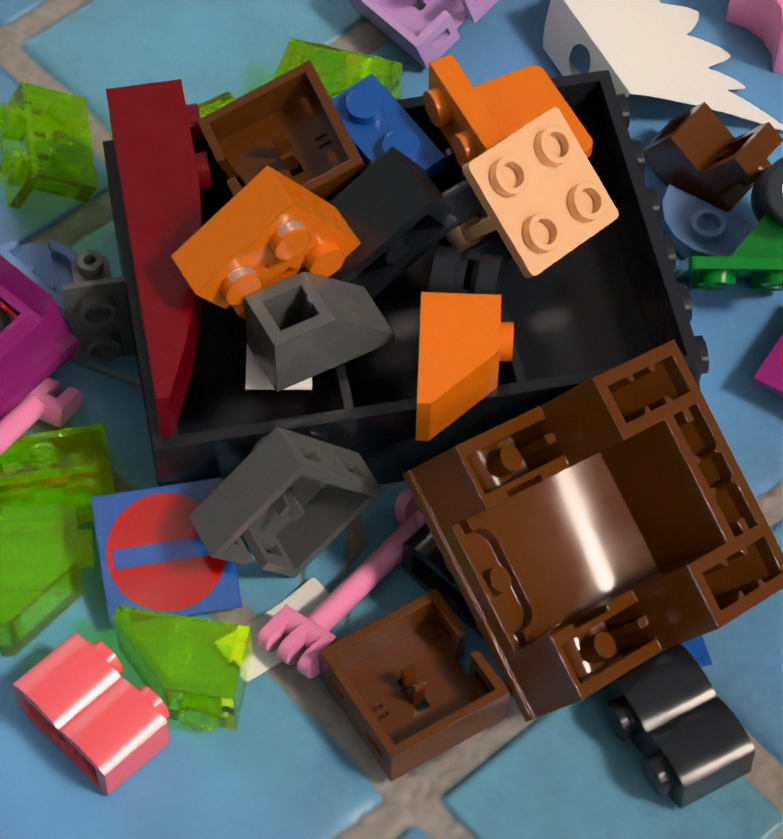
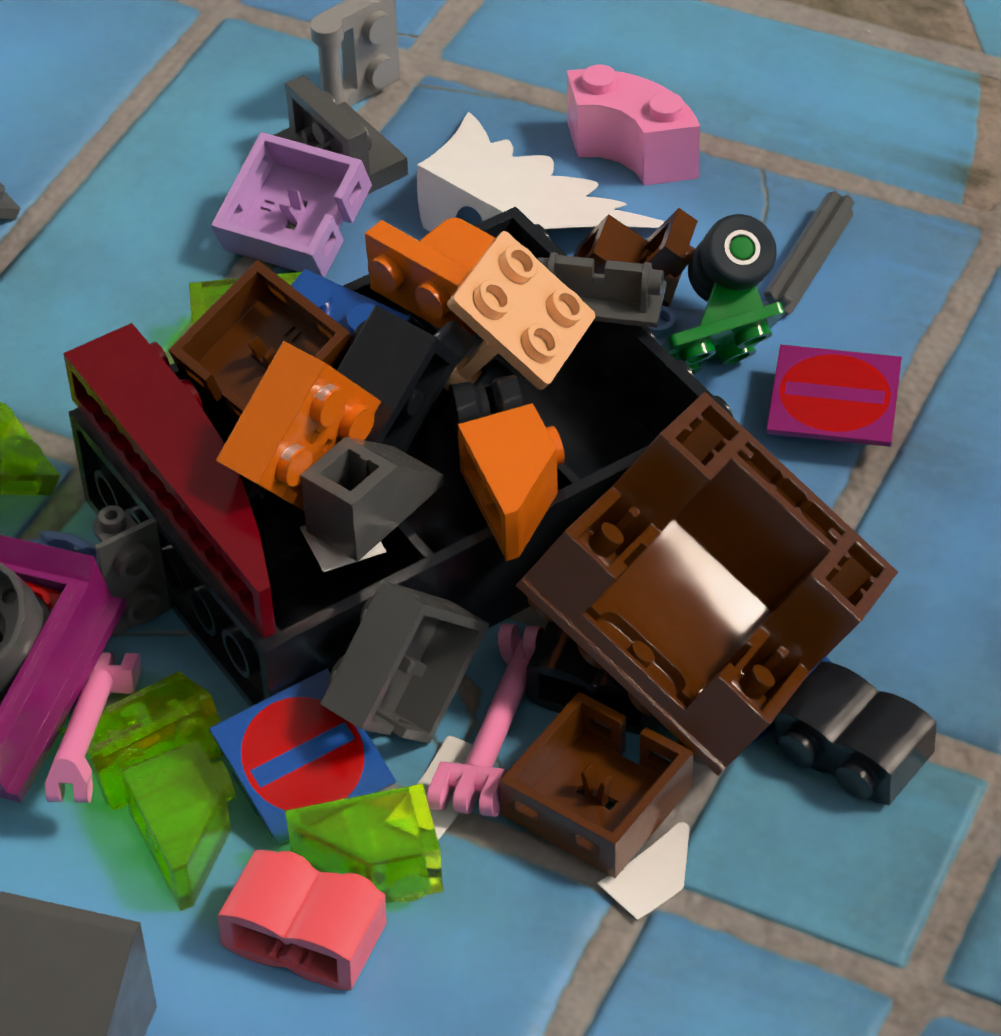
camera: 20 degrees left, 10 degrees down
(428, 790) = (652, 875): none -> white sticker
(644, 198) = (622, 295): none -> dark grey hinge

